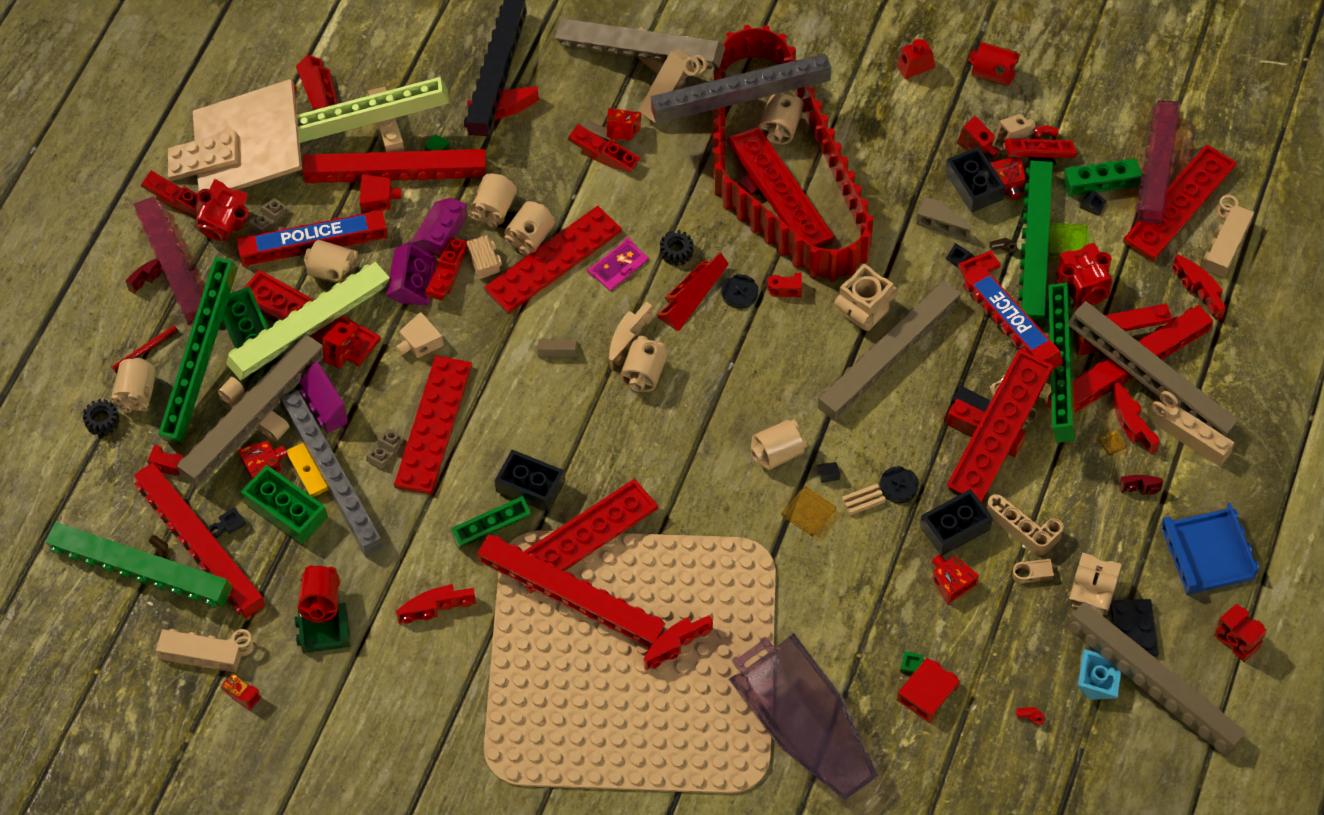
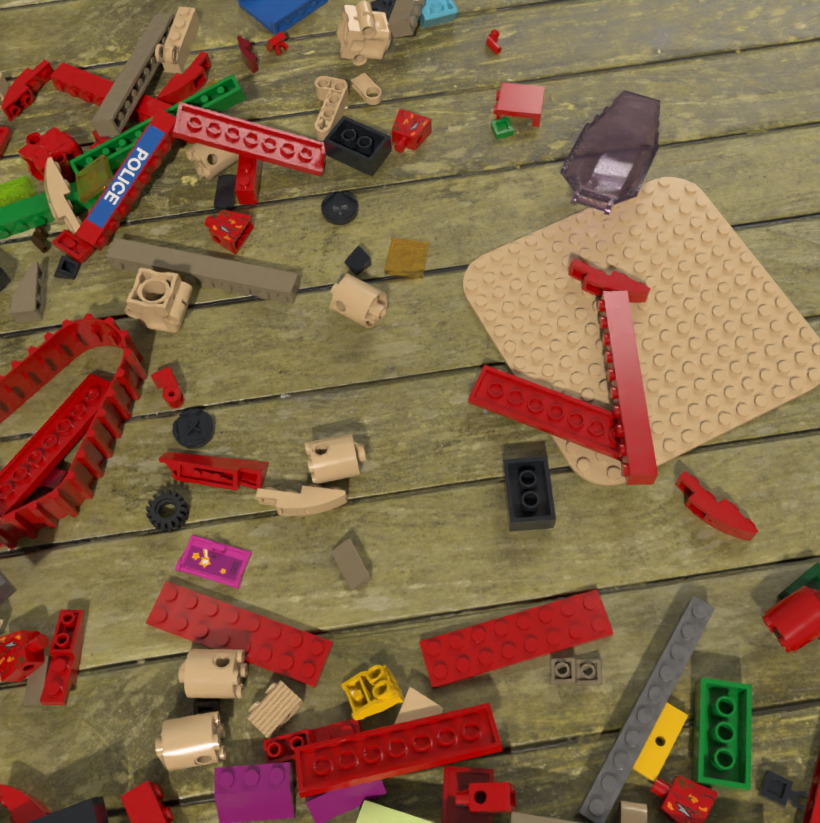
camera: 115 degrees left, 5 degrees up
(323, 399) = (567, 778): magenta slope -> none
(404, 303) = (396, 750): none -> red plate
(454, 316) = (372, 691): none -> yellow slope
(490, 522) = (598, 504): green brick -> none
(862, 496) = (373, 223): tan tile -> none
(922, 385) = (230, 229): none -> red torso
(1028, 259) = (56, 191): none -> tan slope
(1029, 291) = (93, 178): none -> clear yellow tile
(1142, 317) = (80, 100): red plate -> none
(1142, 515) = (276, 42): none -> red tile

